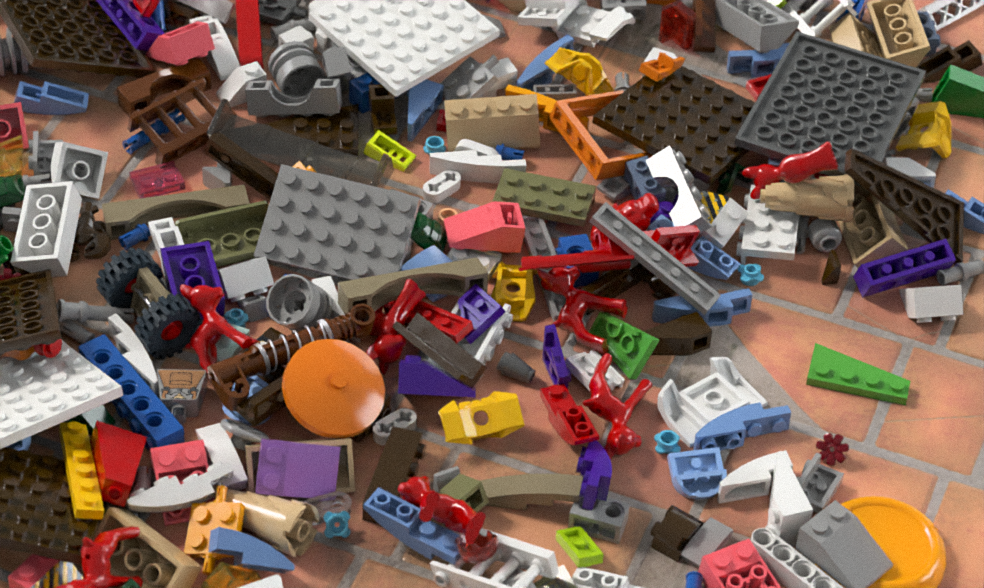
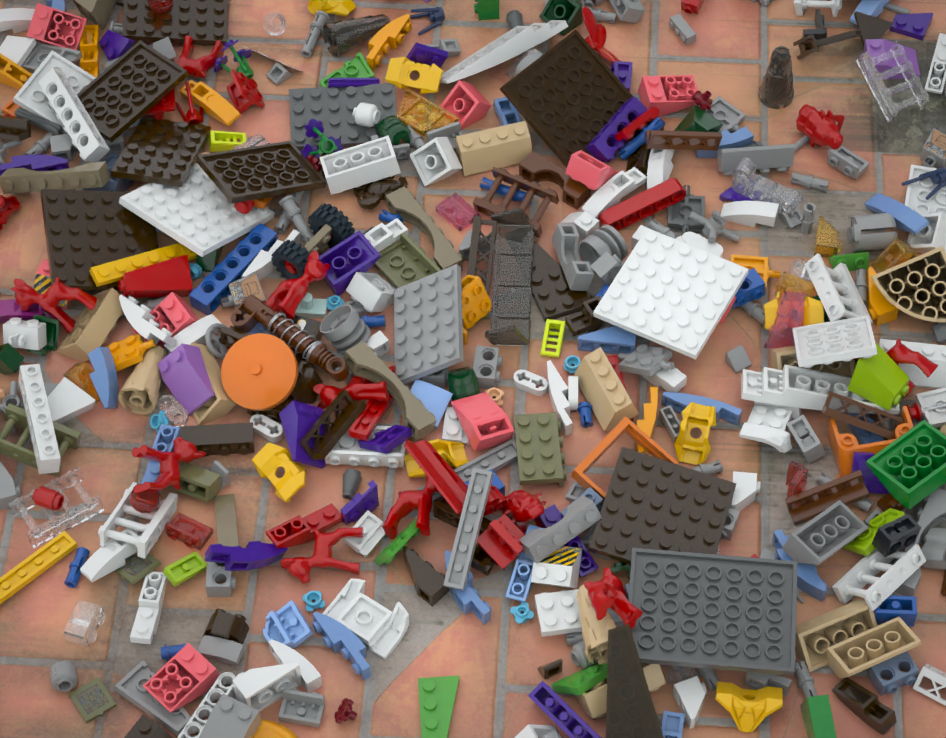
camera: 75 degrees right, 10 degrees up
(90, 113) = (493, 148): none -> tan slope
(528, 527) = (188, 531): none -> clear red bracket
(661, 67) = (709, 478): orange slope -> none
(858, 244) = (582, 680): none -> bright green wing

